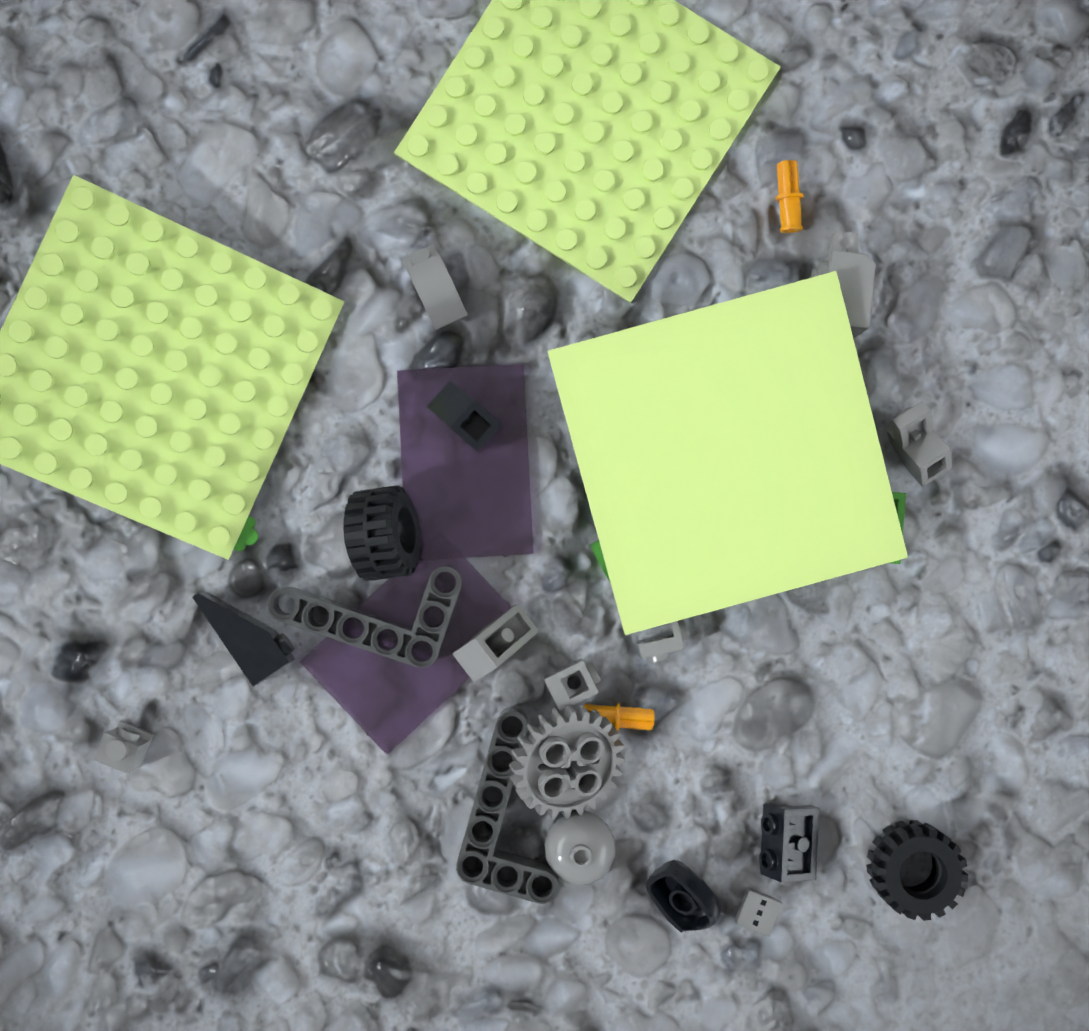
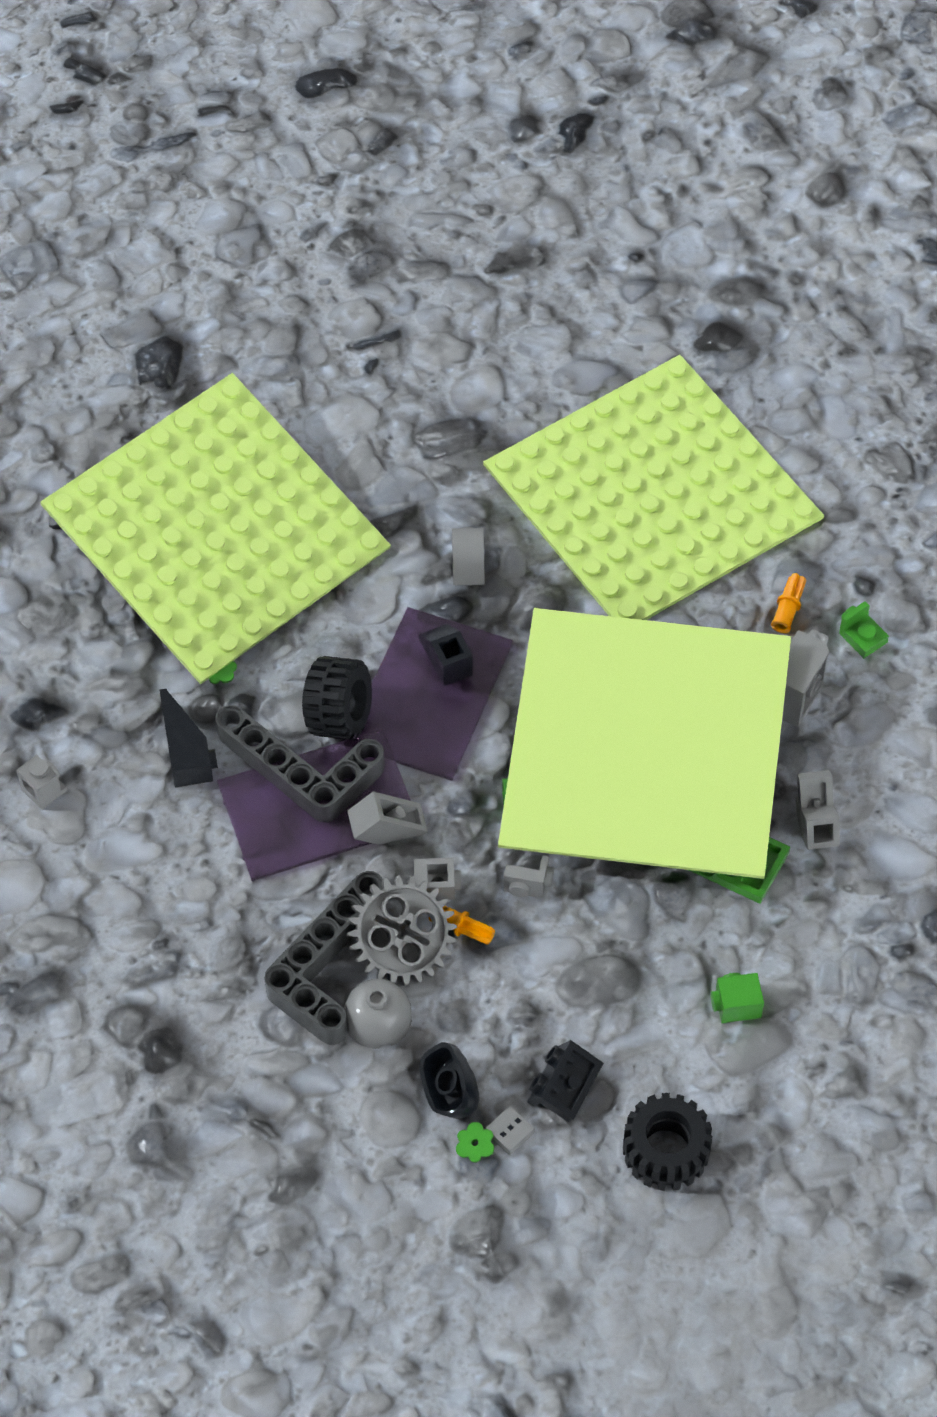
camera: 30 degrees right, 30 degrees down
(725, 947) = (475, 1133): none -> bright green plant
(877, 199) = (862, 630): none -> bright green bracket
(919, 682) = (738, 997): none -> bright green brick

